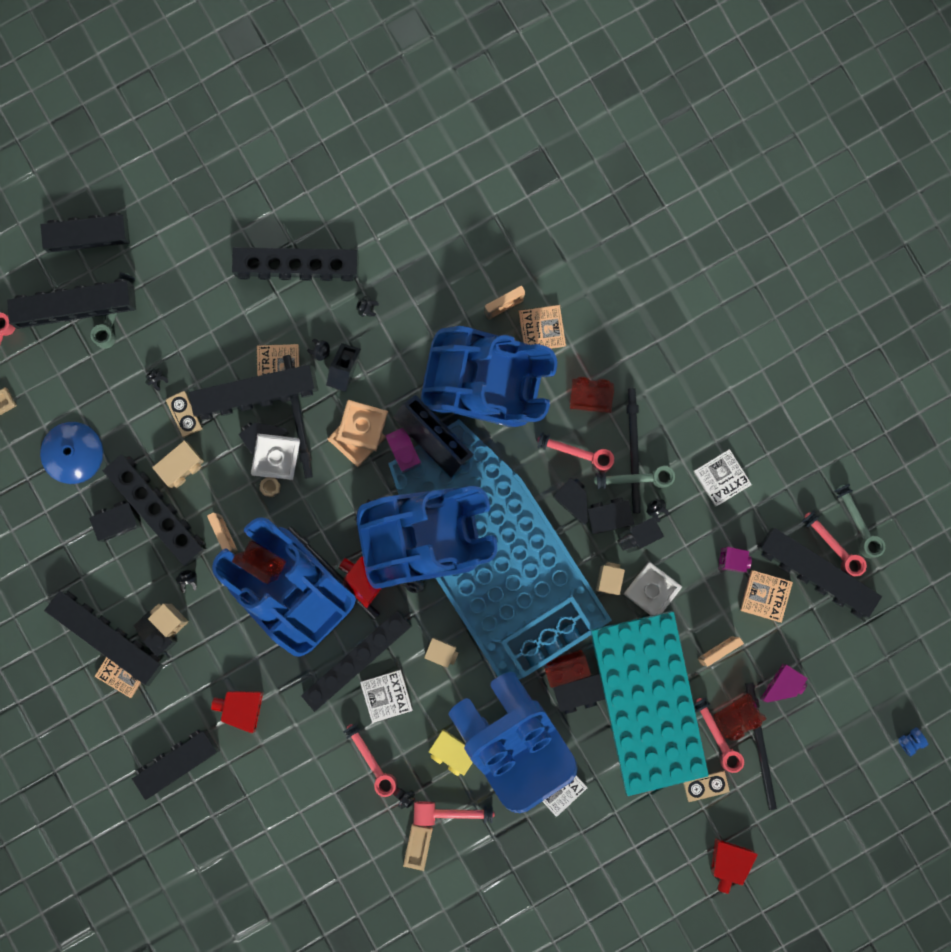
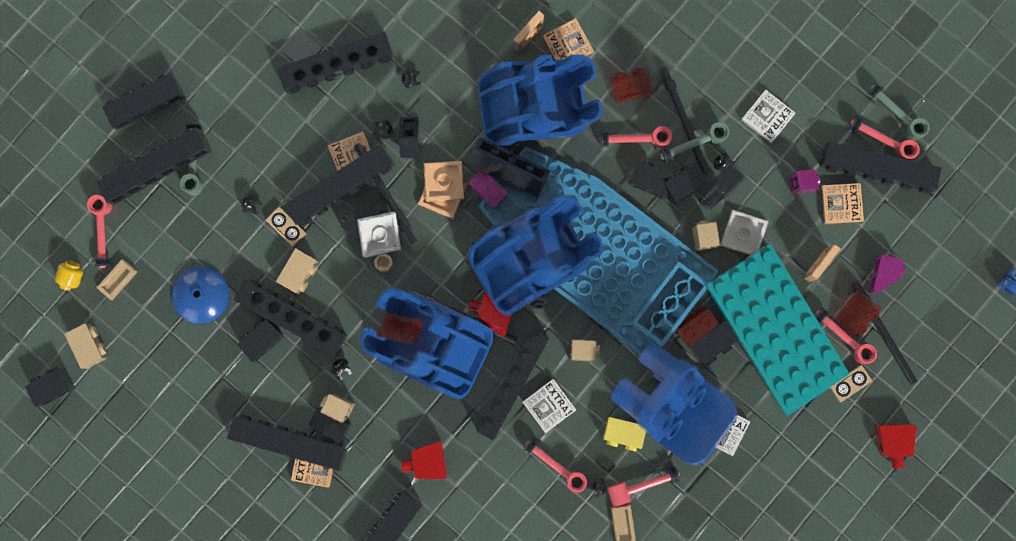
camera: 20 degrees left, 0 degrees up
(222, 532) = (355, 314): light nougat tile -> none

